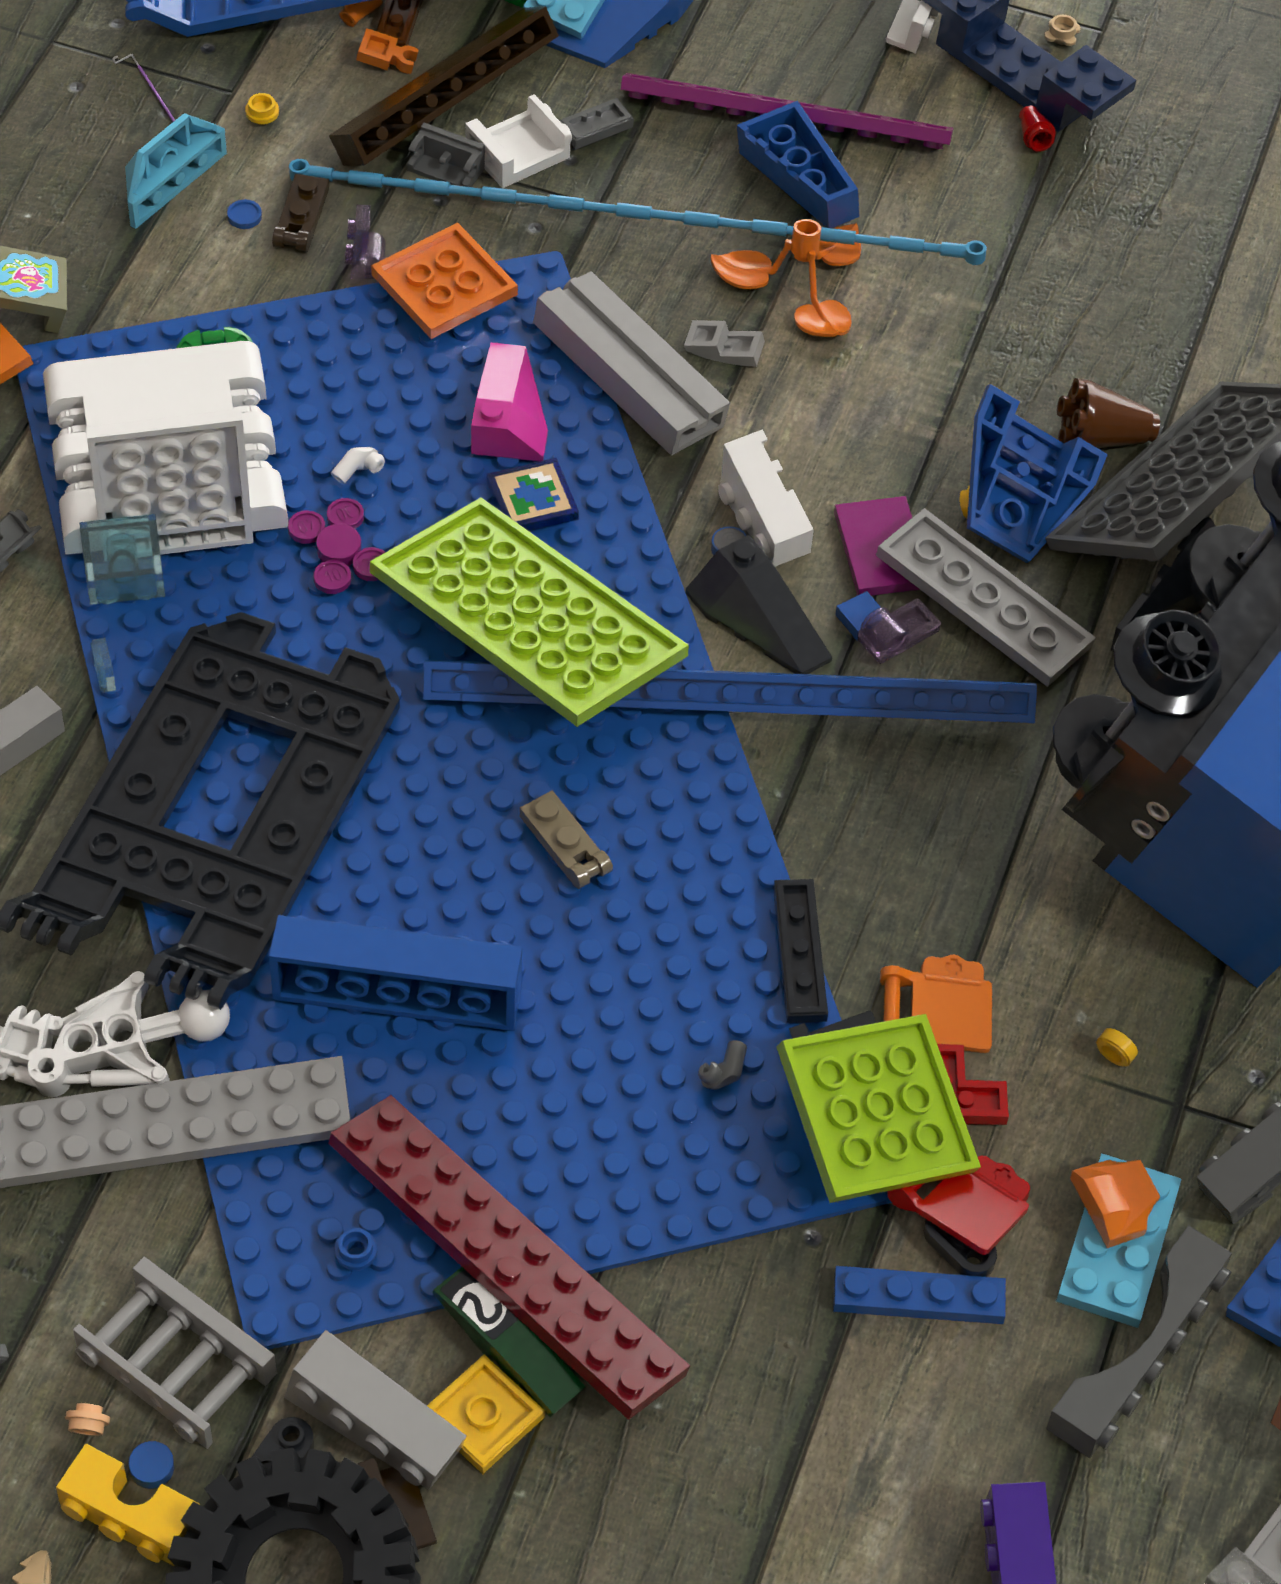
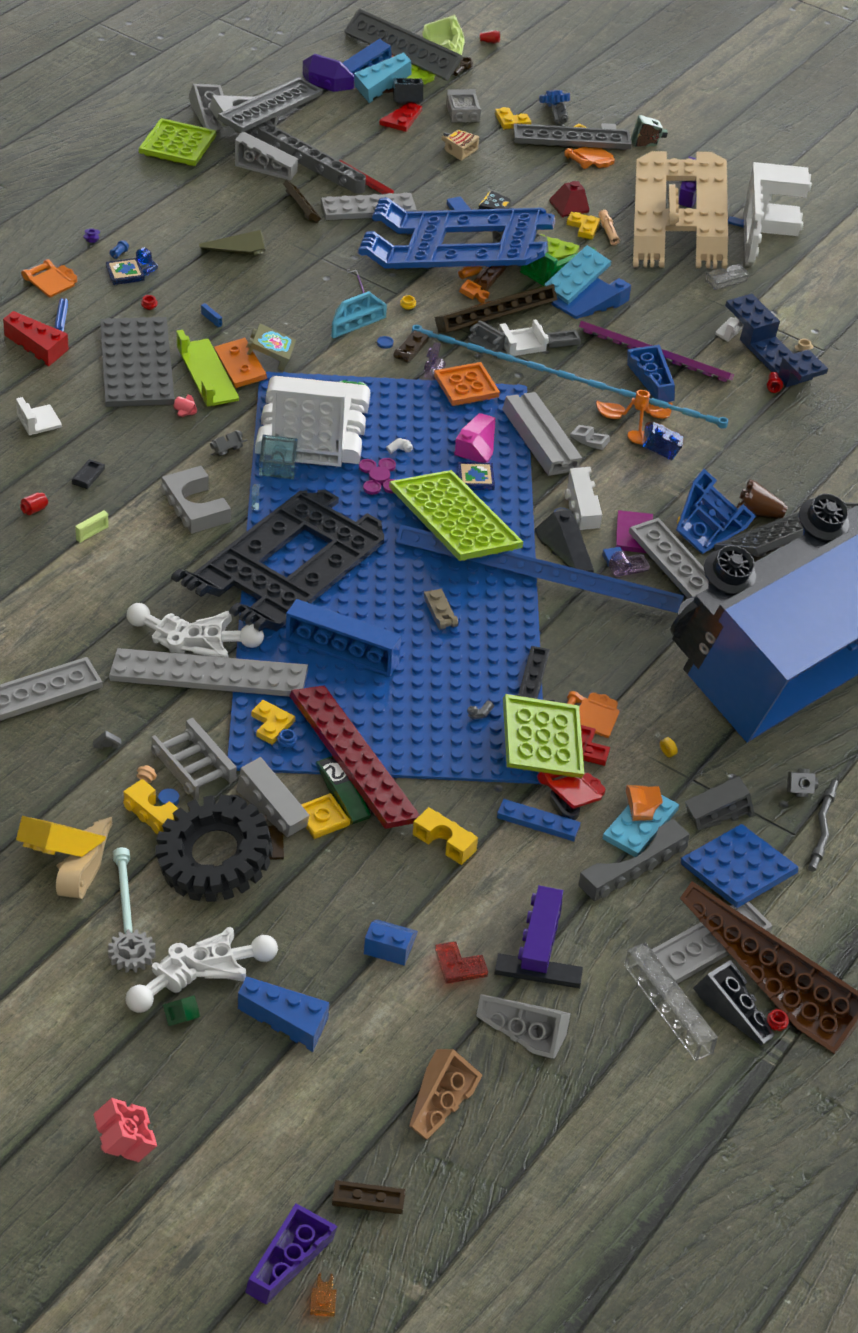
camera: 15 degrees right, 10 degrees down
(317, 1206) = (274, 721): none -> yellow plate
(720, 1374) = (460, 842): none -> yellow arch
(870, 320) = (662, 440): none -> clear blue slope

